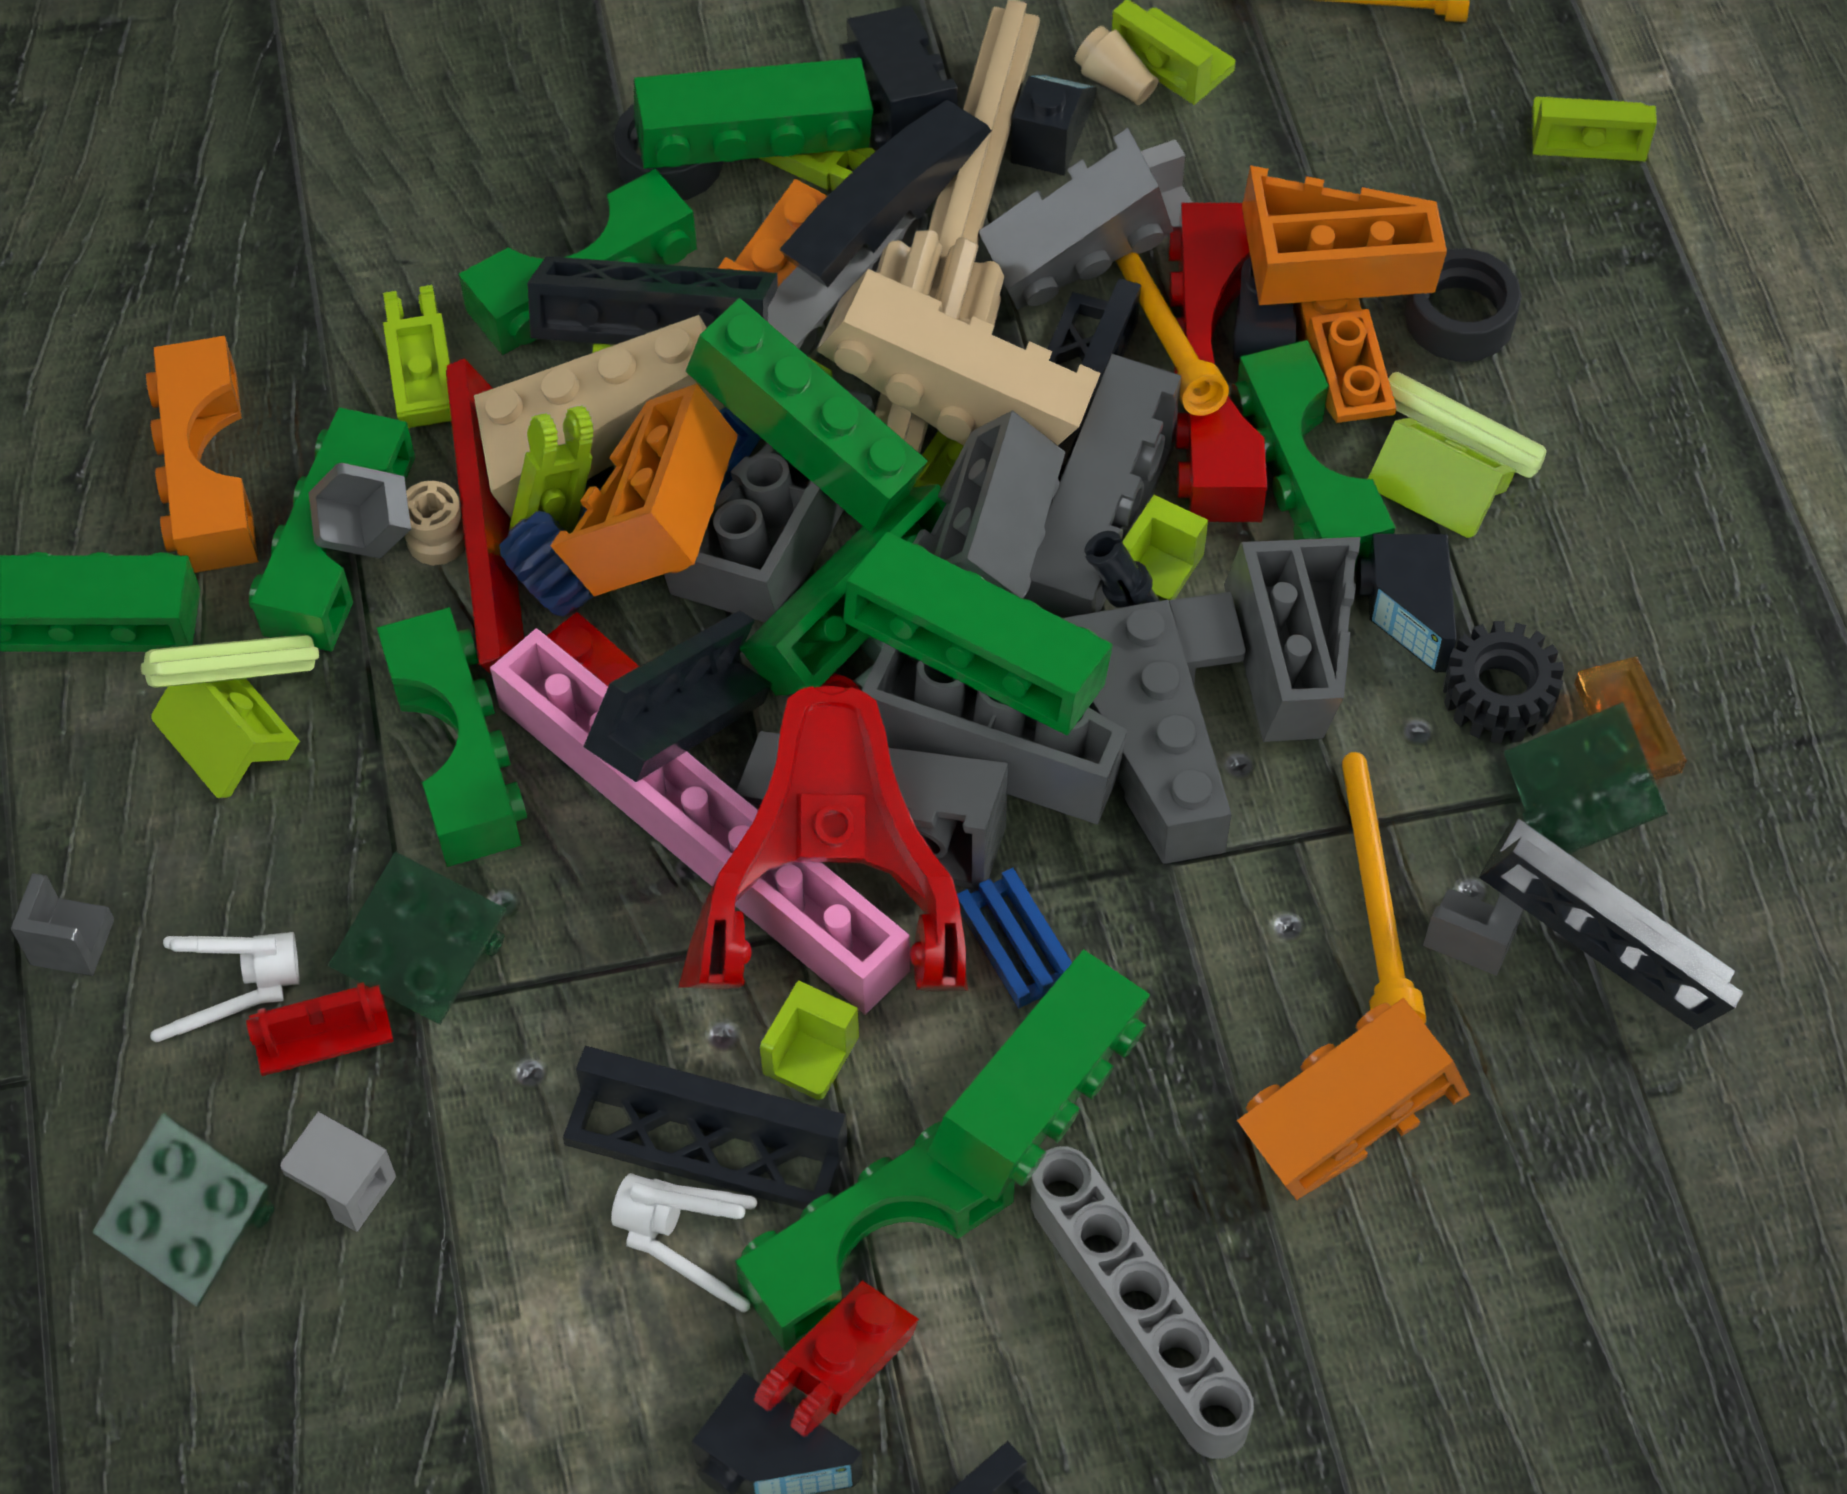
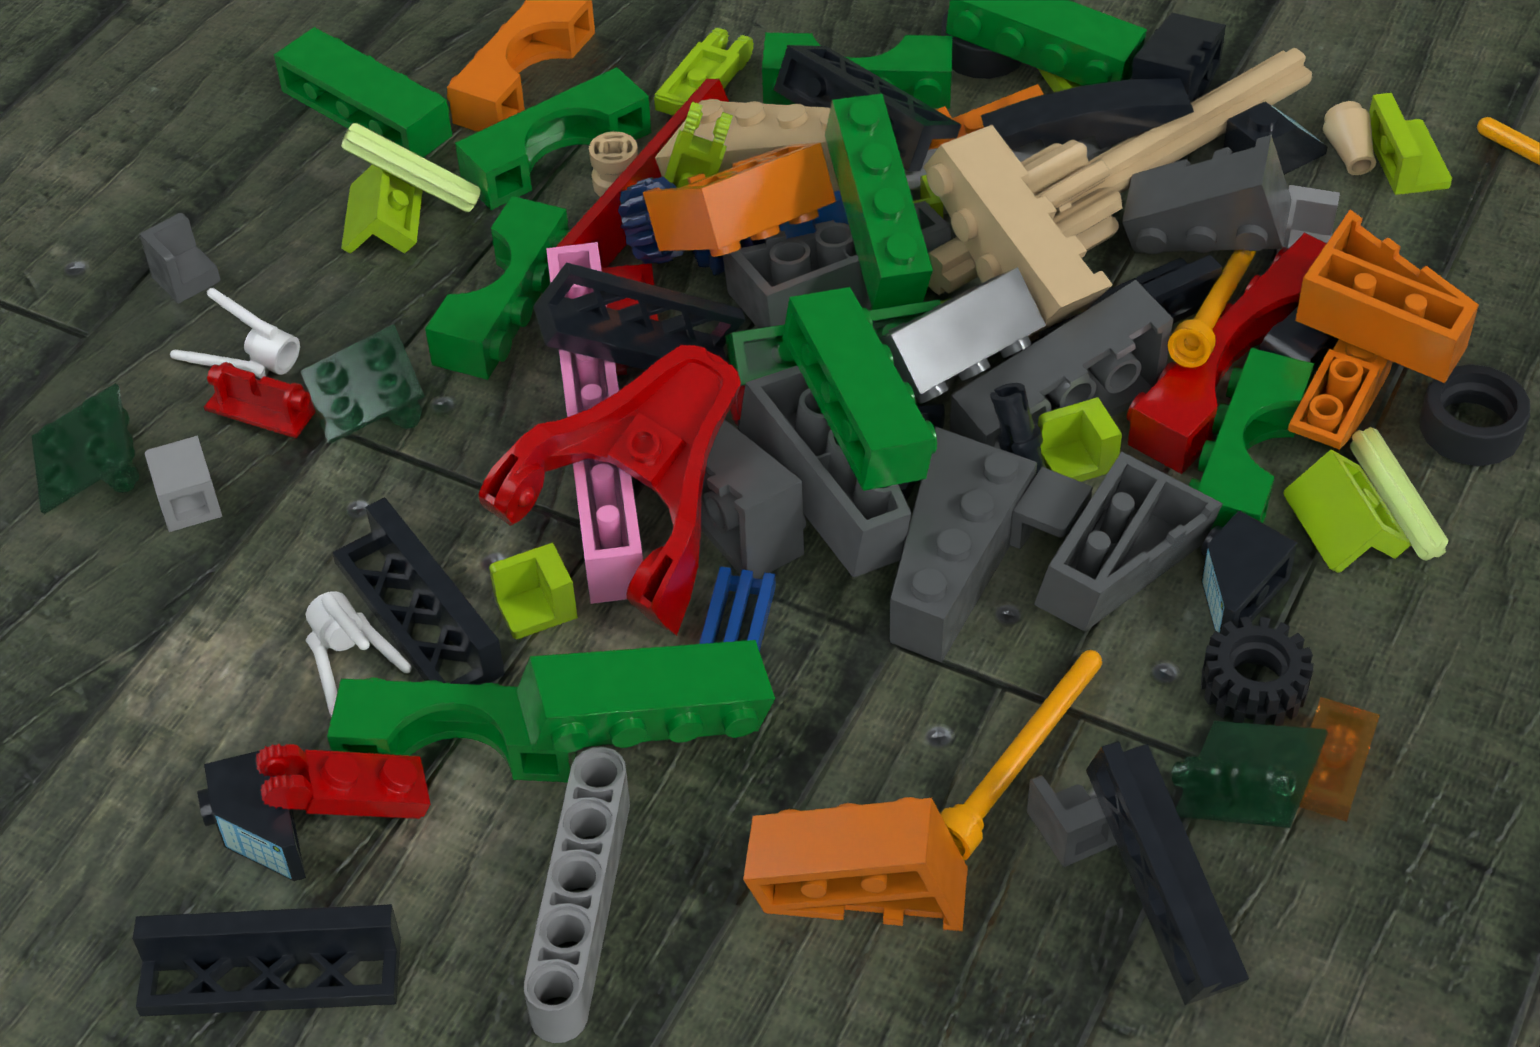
camera: 40 degrees right, 10 degrees down
(359, 510) = (565, 124): dark grey panel -> none

